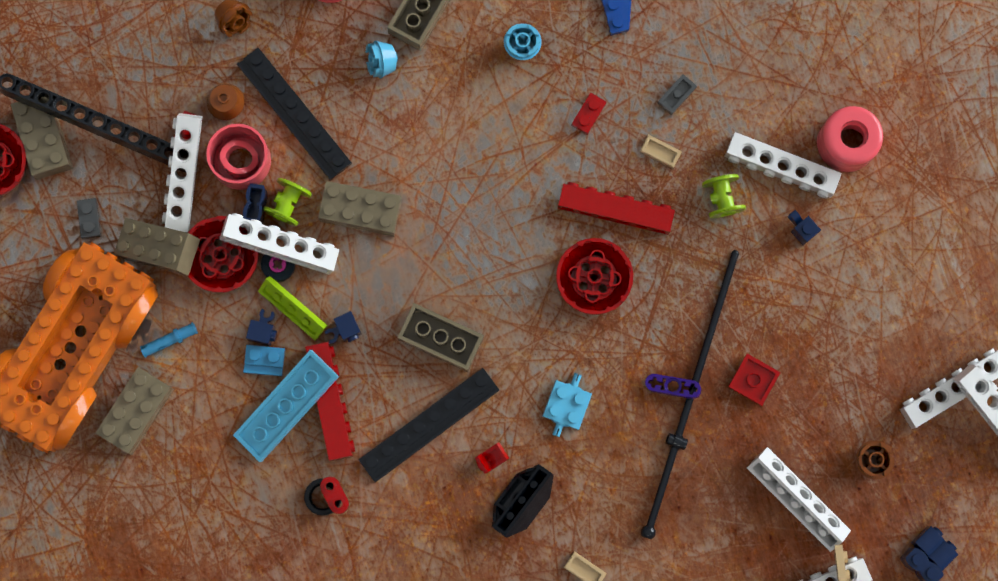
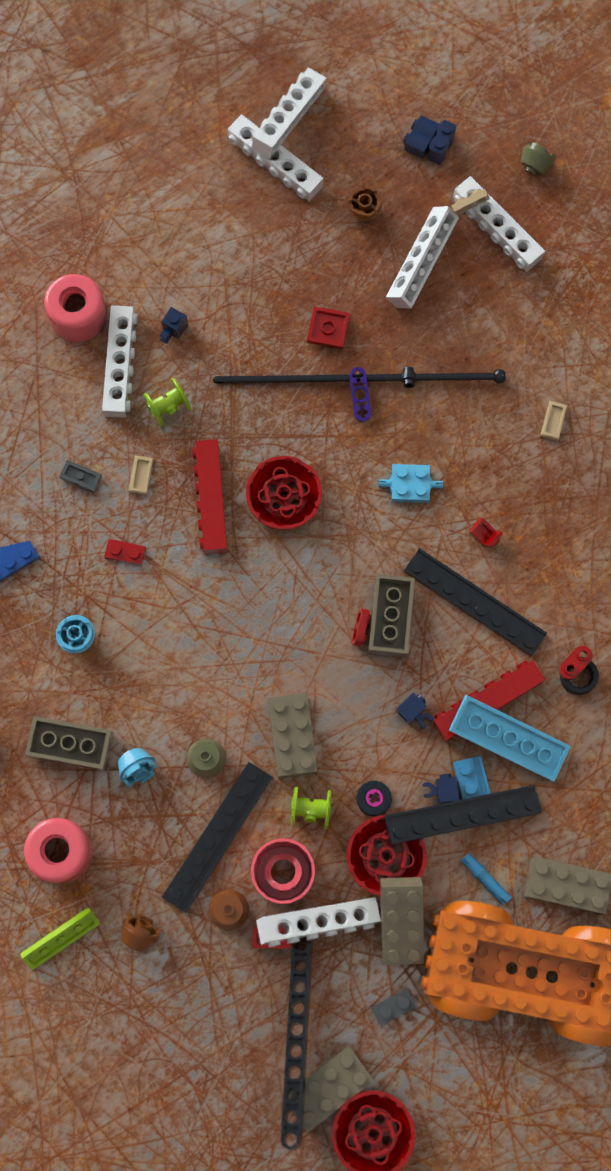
camera: 105 degrees left, 5 degrees down
(231, 234) = (364, 847): white brick -> none
(231, 337) = (462, 814): none -> black plate
(256, 200) = (319, 840): dark blue brick -> none
(292, 308) = (412, 768): lime plate -> none
(368, 125) = (206, 757): none -> olive cone
(434, 303) = (362, 621): none -> red plate
(522, 500) = (514, 494): black wedge -> none

